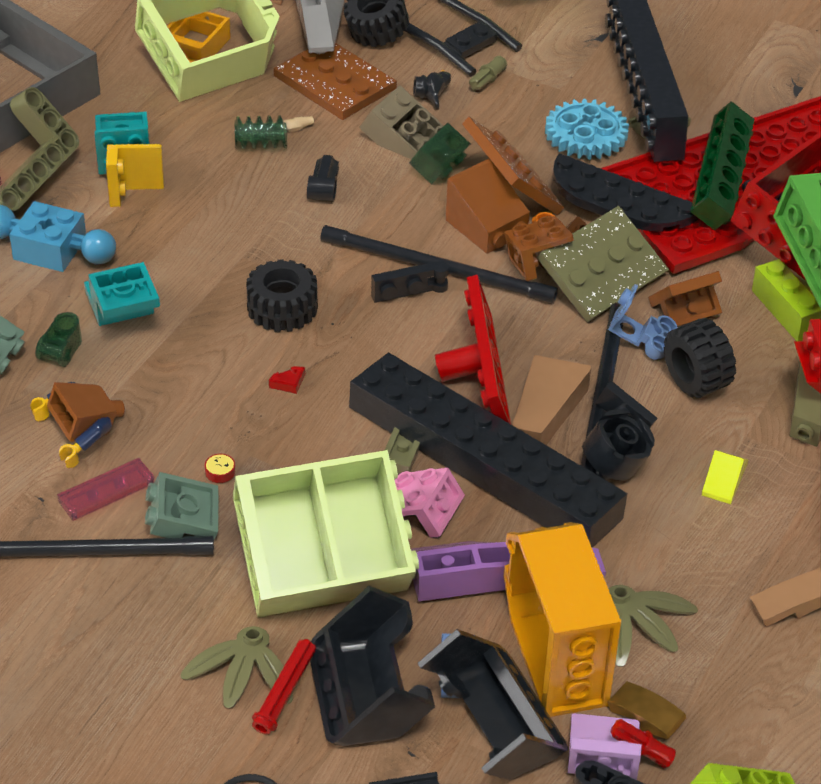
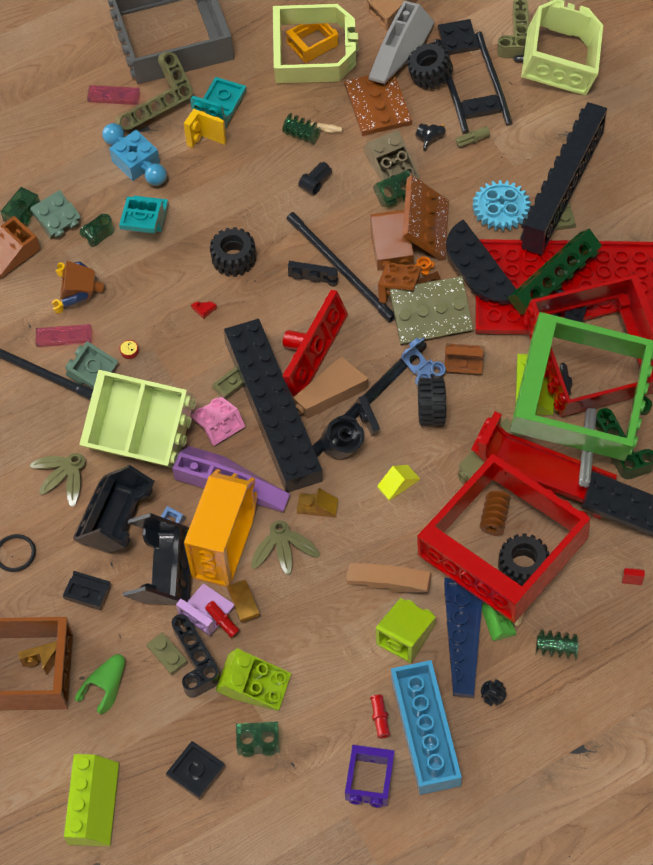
camera: 35 degrees right, 15 degrees up
(266, 718) = (71, 496): red axle -> none
(644, 547) = (317, 504): none -> pearl gold slope

